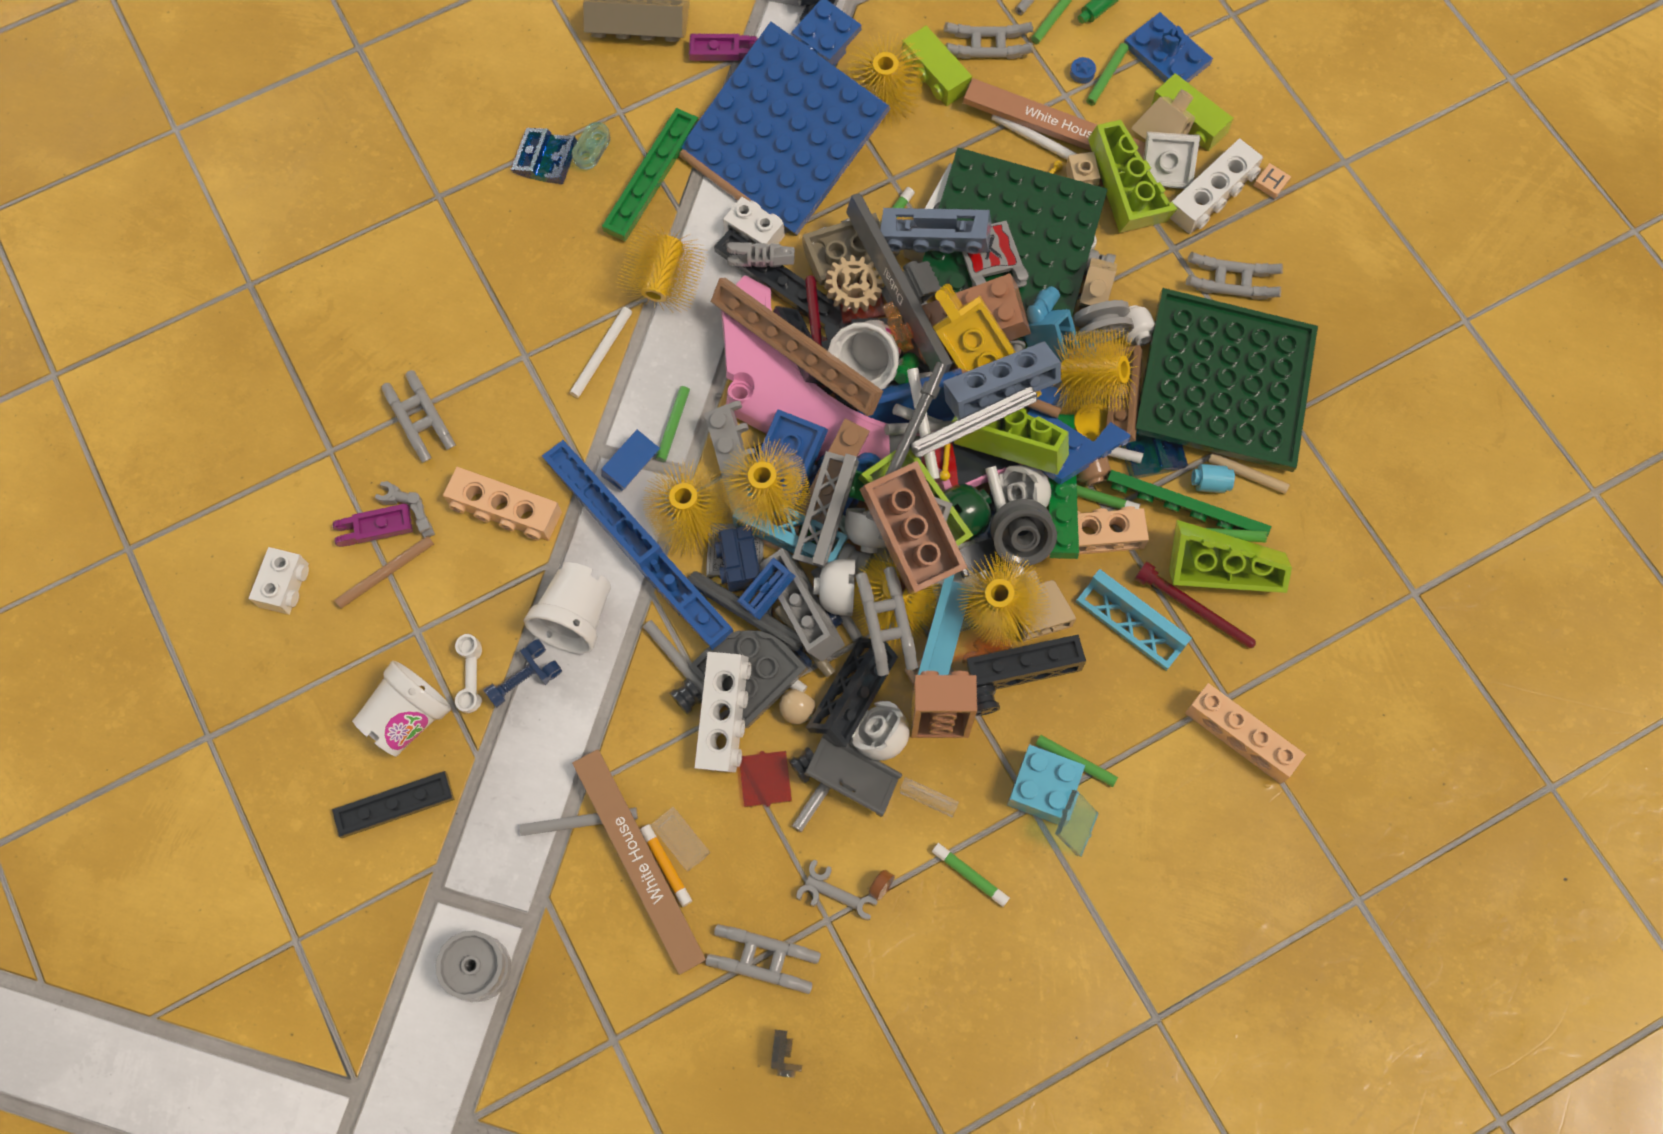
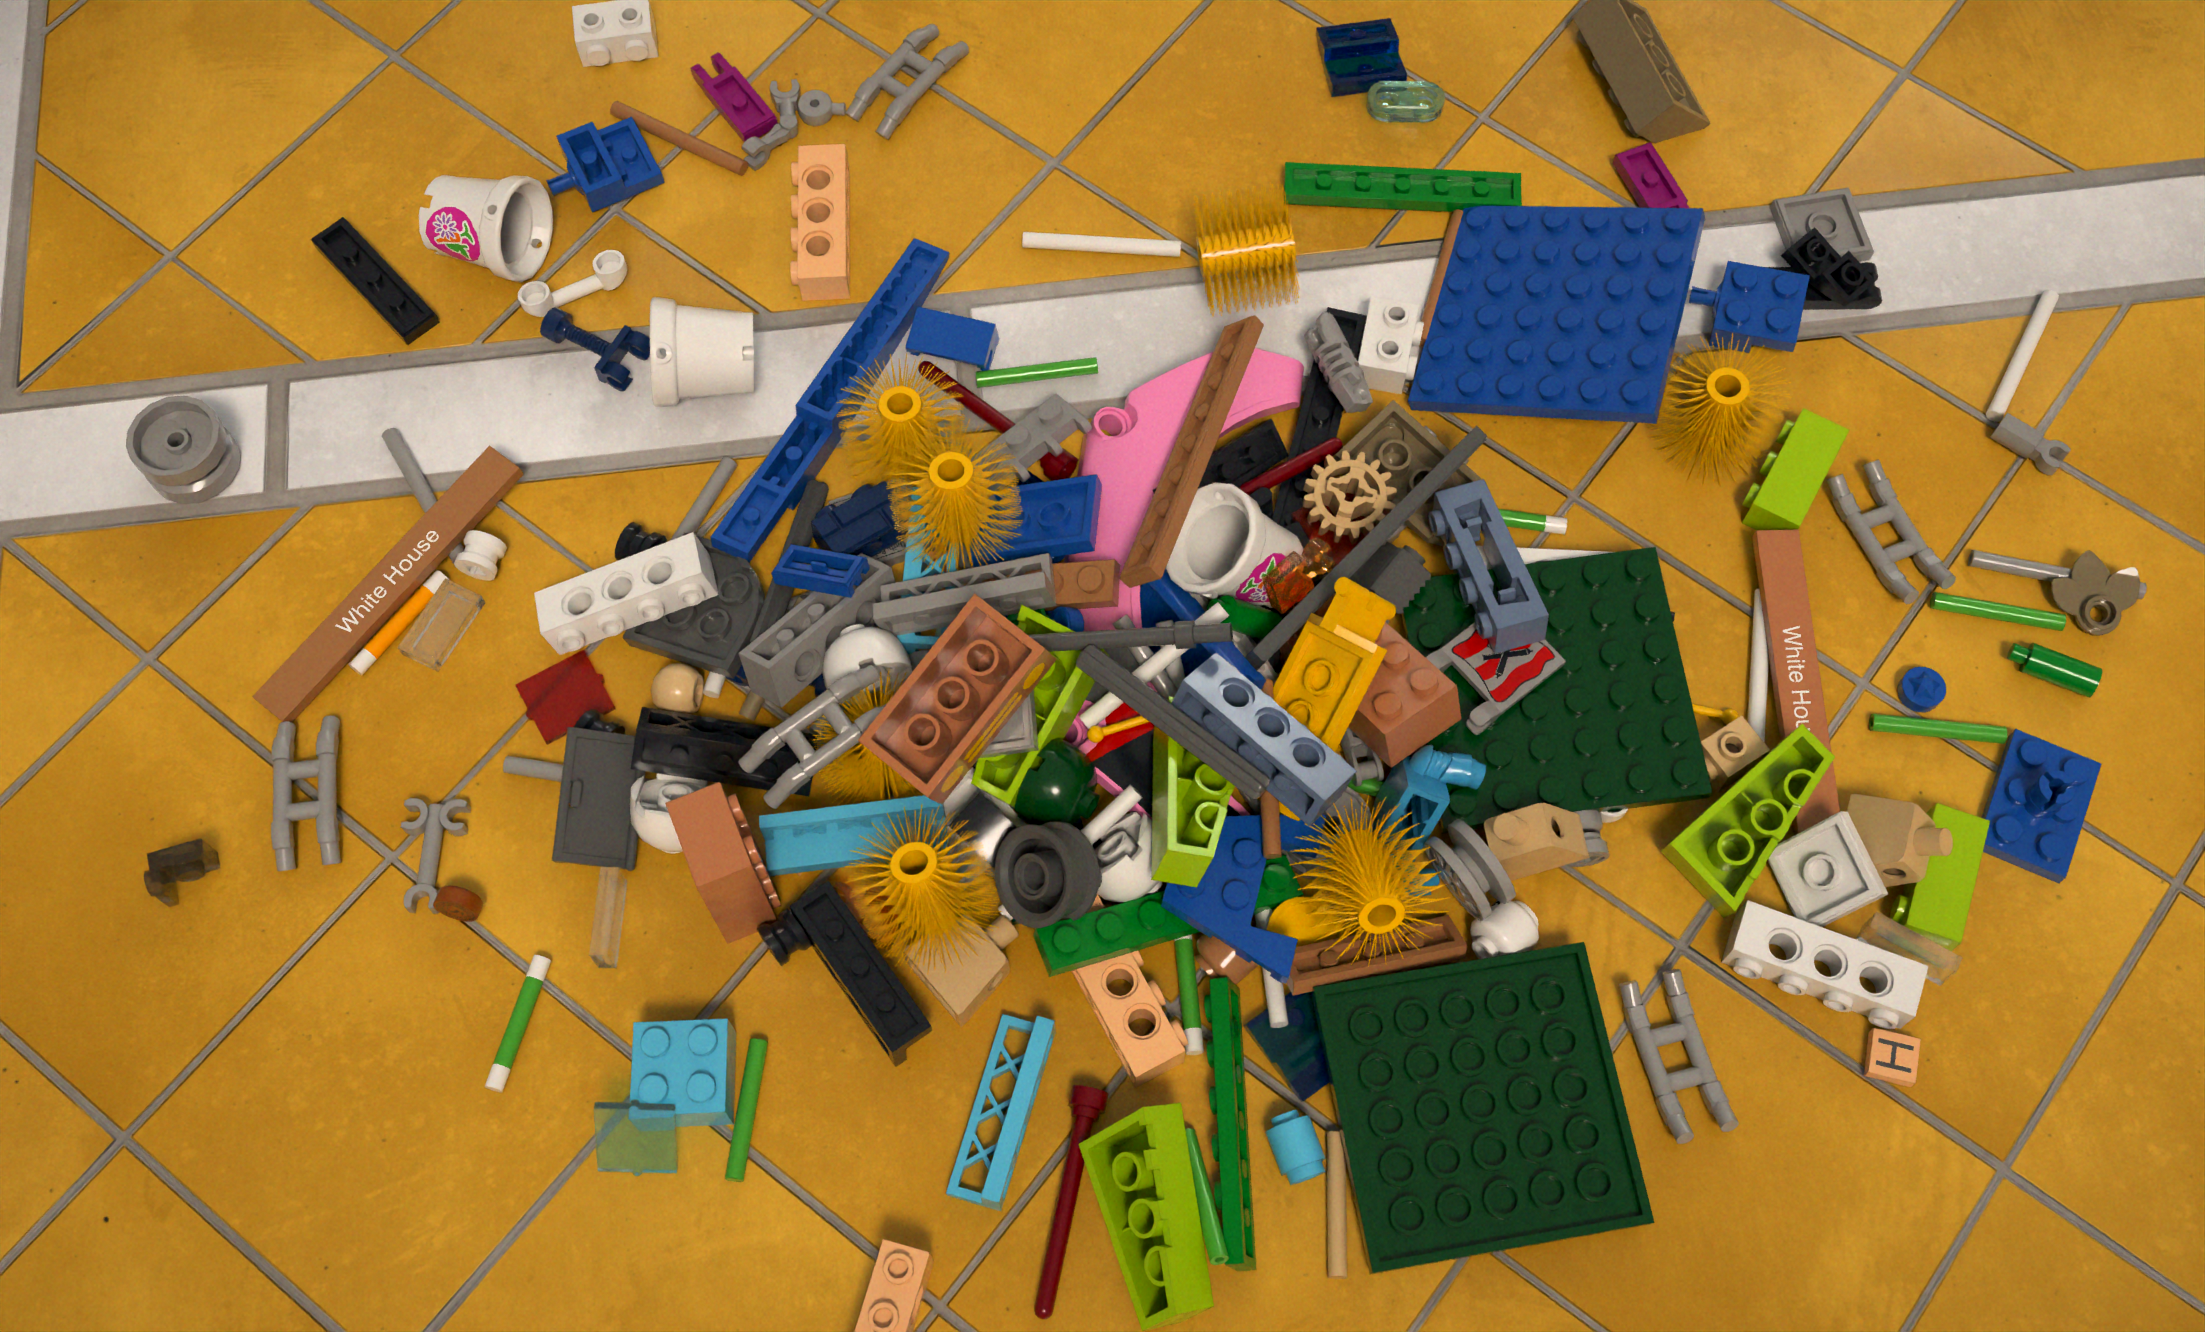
camera: 65 degrees right, 5 degrees down
(384, 622) = (606, 163): none -> blue plate
(406, 473) = (817, 108): none -> light grey piece
(645, 796) = (480, 555): none -> white wheel
(698, 457) = (1054, 467): none -> dark red piece
(1217, 146) = (1900, 940): none -> clear tile

